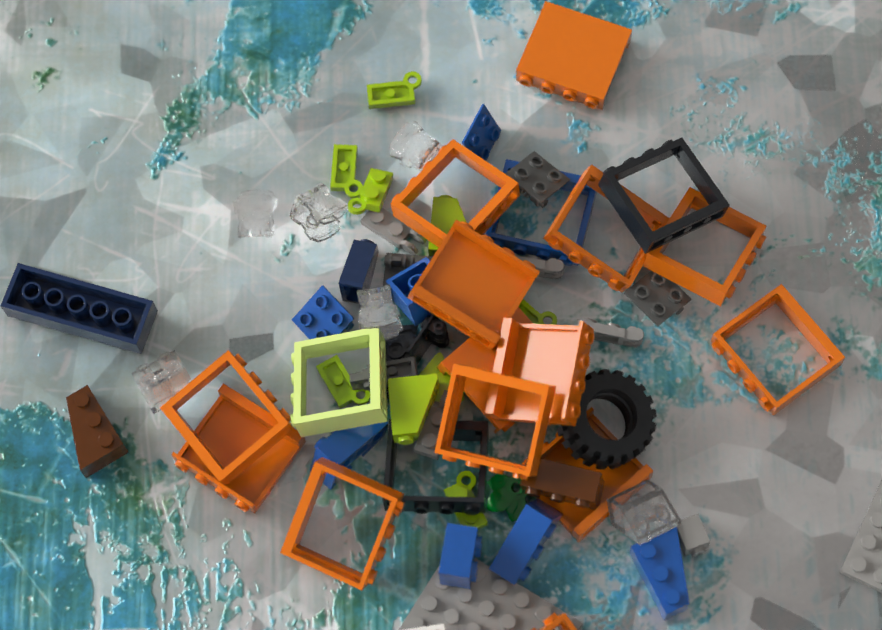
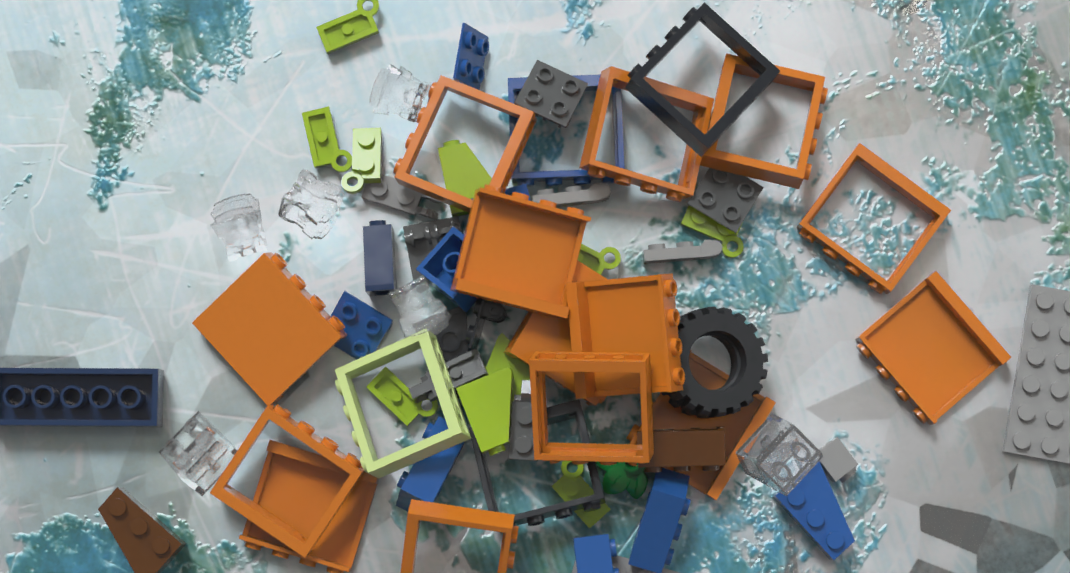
camera: 20 degrees left, 15 degrees up
(253, 295) = (269, 327): none -> orange panel
(635, 317) = (702, 224): none -> lime hinge
(800, 468) = (931, 348): none -> orange panel

